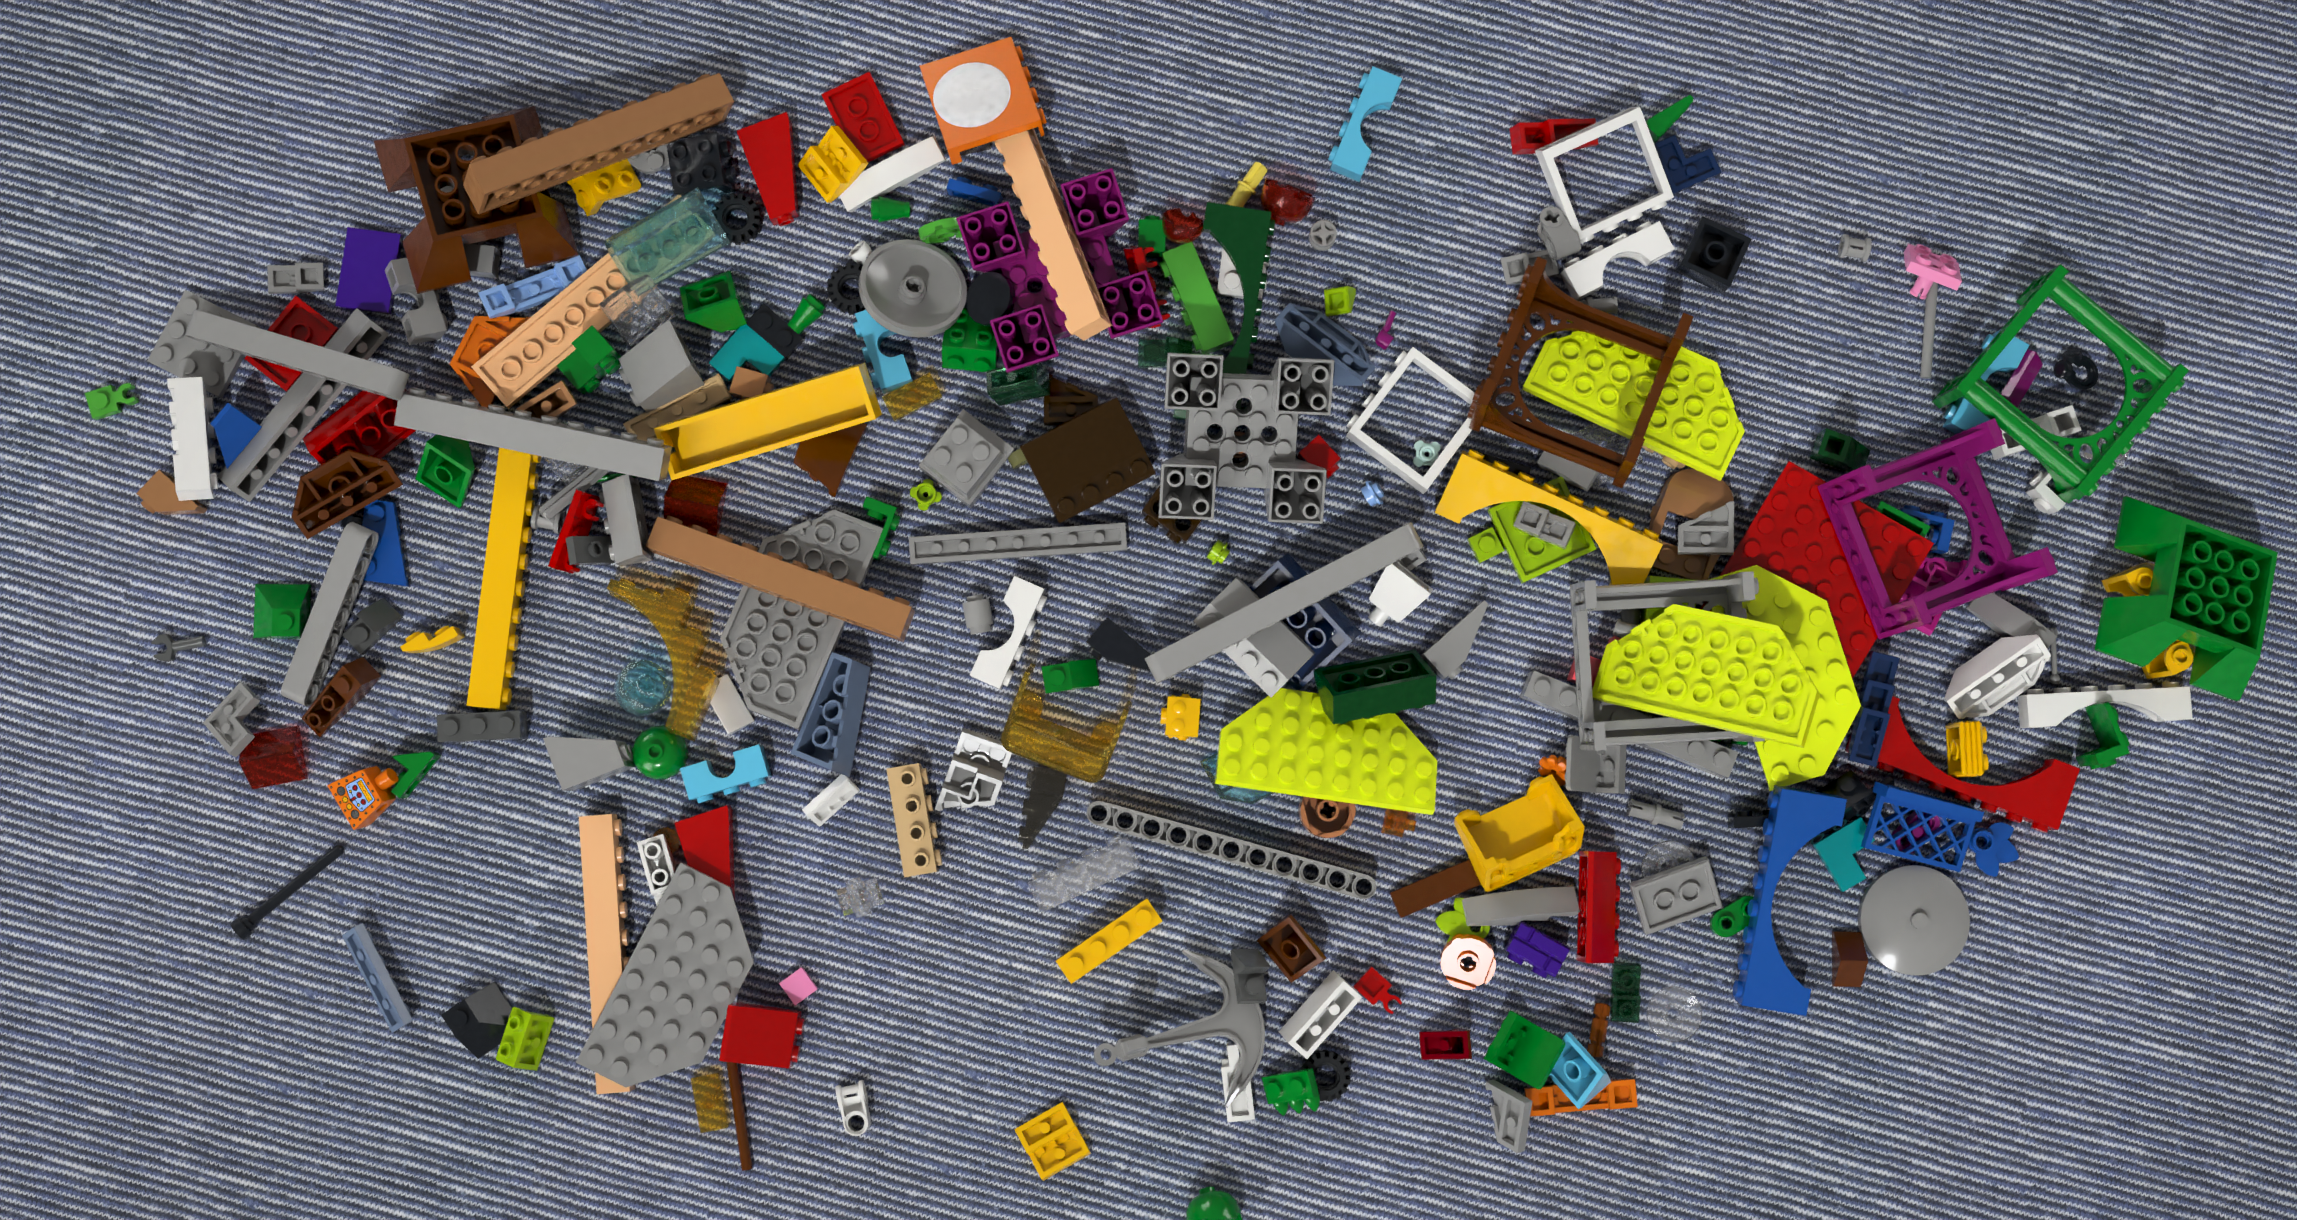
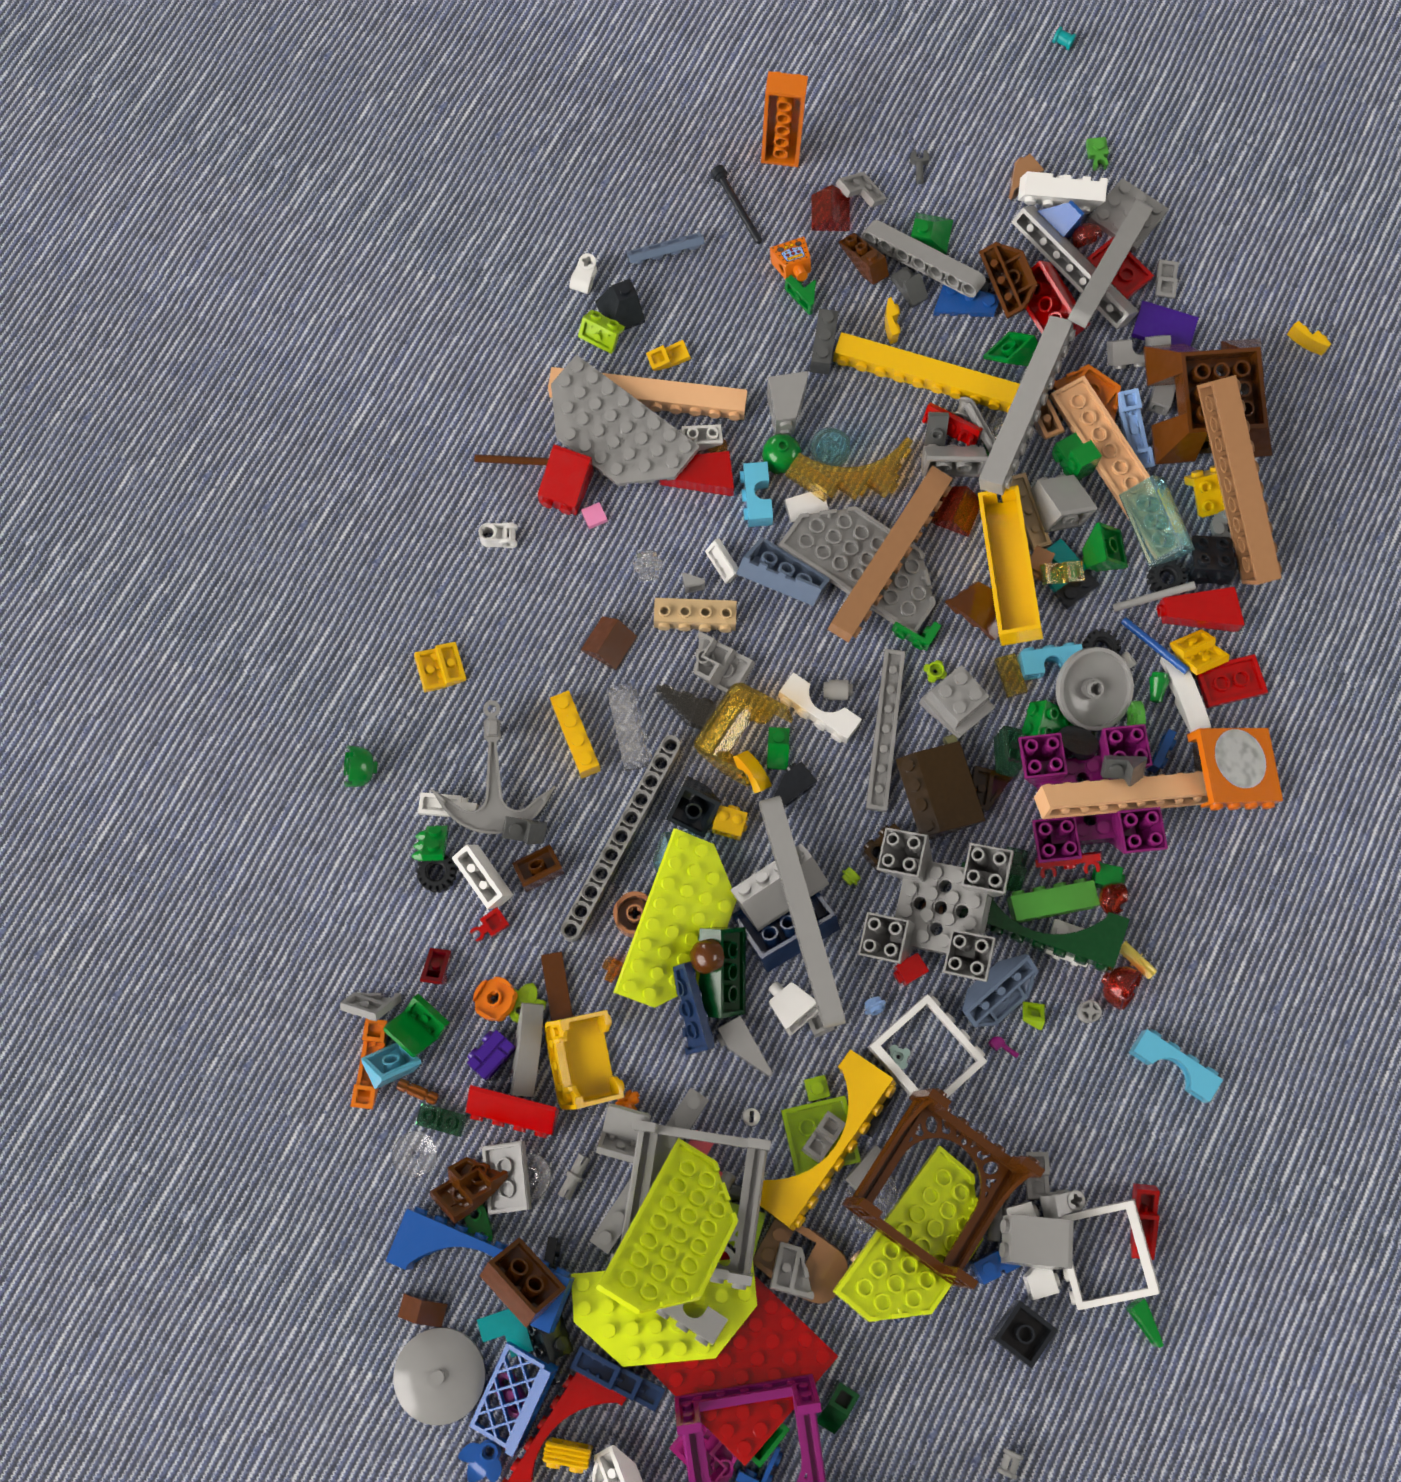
camera: 105 degrees right, 10 degrees down
(160, 846) = (783, 118): none -> orange brick
(249, 396) = (1086, 234): none -> clear red hair
(357, 66) = (1314, 342): none -> yellow slope
(445, 1083) = (584, 274): none -> white piece
(543, 937) = (667, 357): none -> yellow slope
(637, 309) = (1109, 494): clear slope -> none
(709, 1102) = (527, 442): clear yellow plate -> none
(761, 353) = (1062, 572): none -> clear yellow slope
(769, 231) = (1154, 596): none -> light grey bar
(806, 313) = (1088, 614): green cone -> none
(835, 220) = (1155, 645): none -> blue bar
(871, 833) = (692, 583): none -> light grey slope
(972, 925) = (609, 642): none -> reddish brown slope
(1020, 233) = (1124, 767): none -> dark grey slope
(1105, 704) = (757, 776): none -> yellow slope
(1172, 766) = (694, 807): none -> black slope
(1367, 707) = (707, 956): none -> reddish brown hair
(1427, 715) = (692, 1009): none -> dark blue wing
(1536, 623) = (756, 1117): none -> white hinge
(1614, 254) = (1037, 1242): none -> light grey slope
(1639, 299) = (989, 1266): none -> blue piece
(1684, 172) = (1098, 1323): dark blue plate -> none
(1699, 939) = (467, 1188): none -> reddish brown slope
(1798, 617) = (705, 1327): none -> light grey arch
(1798, 842) = (522, 1281): none -> reddish brown slope

